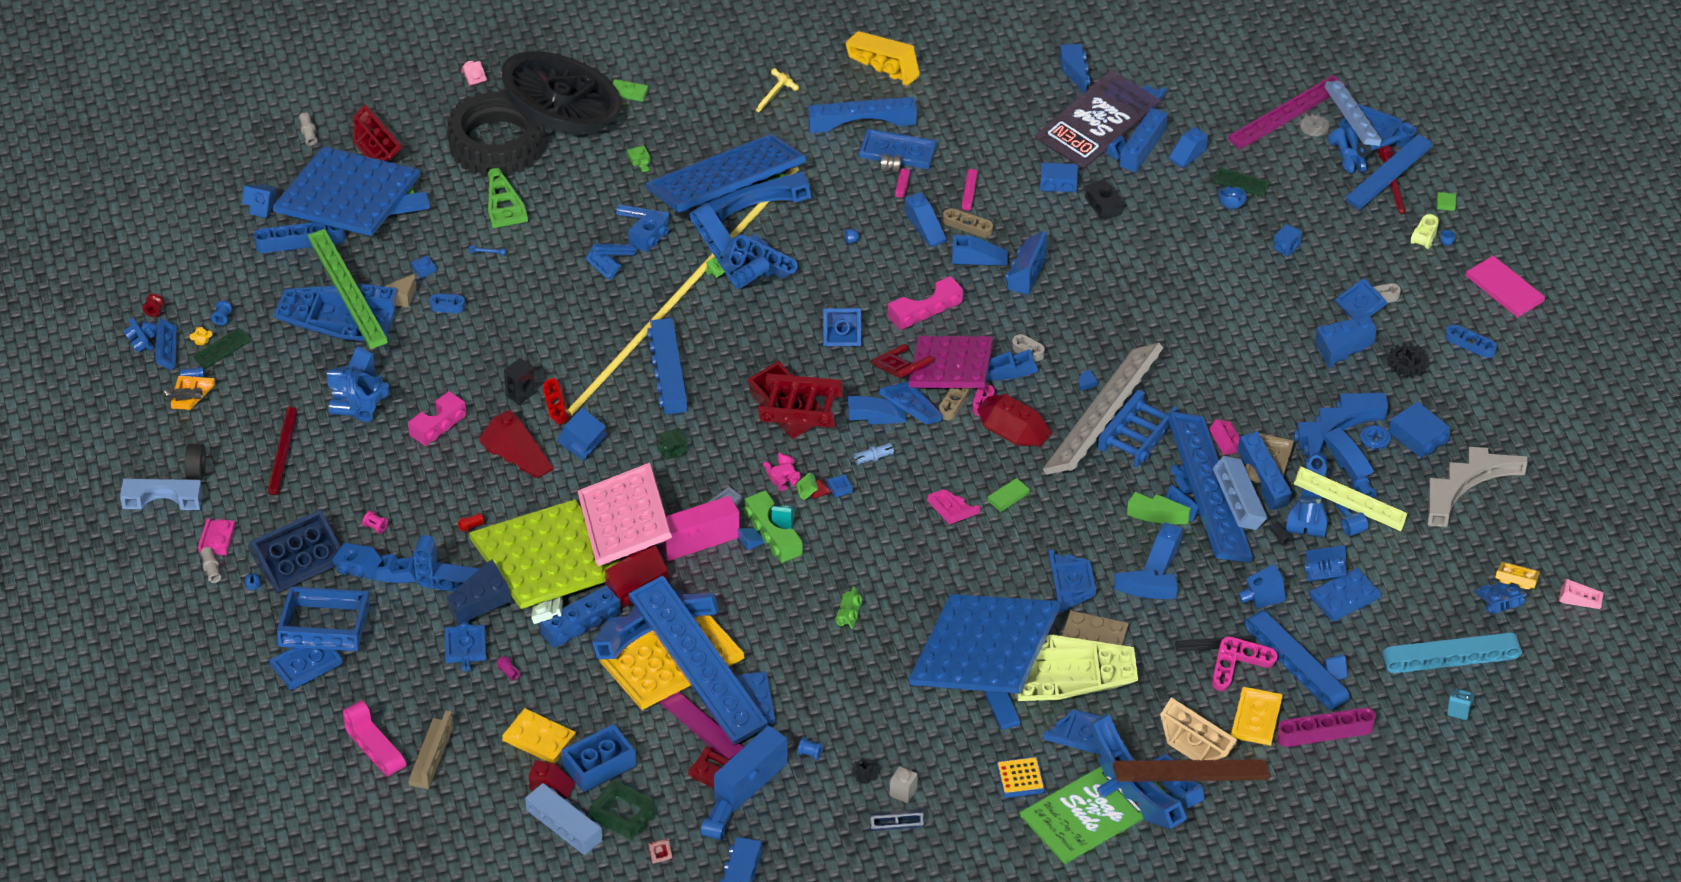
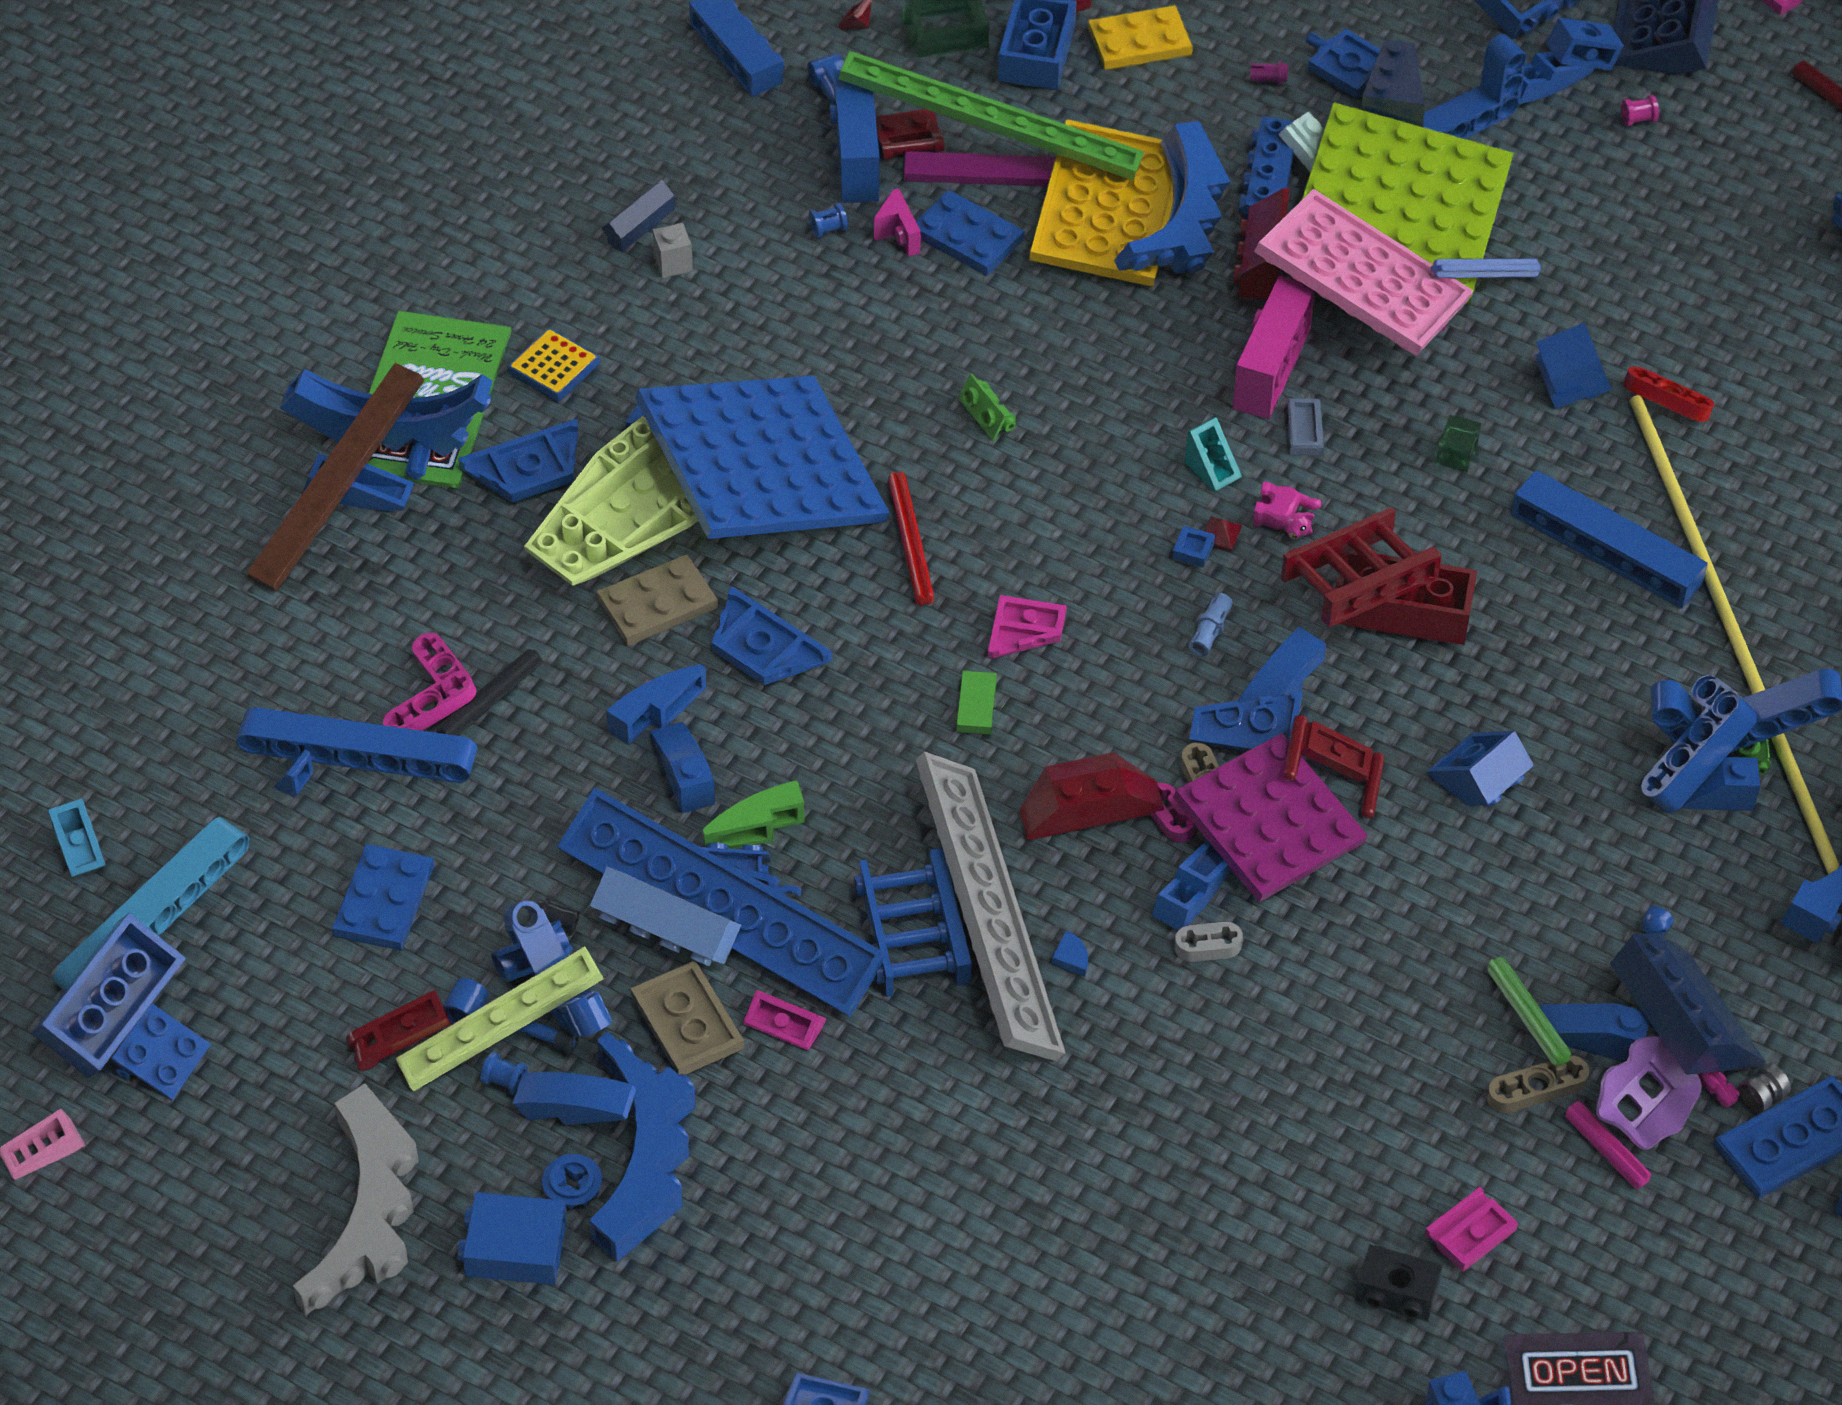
camera: 135 degrees right, 5 degrees up
(427, 428) = (1755, 250): dark pink arch -> none
(468, 523) = (1543, 183): red pin -> none
(512, 441) = (1638, 312): dark red wedge -> none
(519, 381) = (1733, 364): black brick -> none
(557, 496) = (1486, 268): none -> axle
(687, 712) = (991, 115): none -> bright green plate
(698, 660) = (1062, 188): blue plate -> none
(749, 537) = (1214, 402): blue slope -> none
(781, 719) = (897, 221): none -> dark pink slope
(783, 542) = (1166, 421): bright green arch -> none
(807, 486) = (1231, 513): bright green tile -> none
(864, 770) = (737, 238): black gear -> none
(889, 191) = (1683, 1006): none -> dark blue slope
(907, 312) = (1415, 924): dark pink arch -> none
(937, 187) = (1657, 1116): none -> medium lavender piece
(941, 240) = (1529, 1011): none -> bright green axle
(953, 579) = (910, 538): none -> red axle
(976, 251) = (1454, 1027): blue slope -> none
(1028, 264) = (1361, 1061): blue slope -> none
(1055, 198) = (1471, 1229): none -> dark pink plate
(1059, 177) = (1508, 1268): blue piece -> none
(1194, 734) = (382, 551): tan wedge -> none
(1256, 716) = (337, 635): yellow plate -> none
(1264, 588) = (489, 801): blue torso -> none
(1274, 487) = (701, 975): blue arch -> none
(1326, 563) = (448, 911): blue hinge -> none
(1326, 727) = (229, 680): magenta beam -> none
(1344, 338) = (777, 1311): blue wedge -> none
(1394, 530) = (397, 1030): none -> dark red plate
(1408, 360) = (647, 1355): black gear -> none
(1508, 613) = (108, 995): none -> blue brick
(1516, 574) = (153, 1087): yellow plate -> none

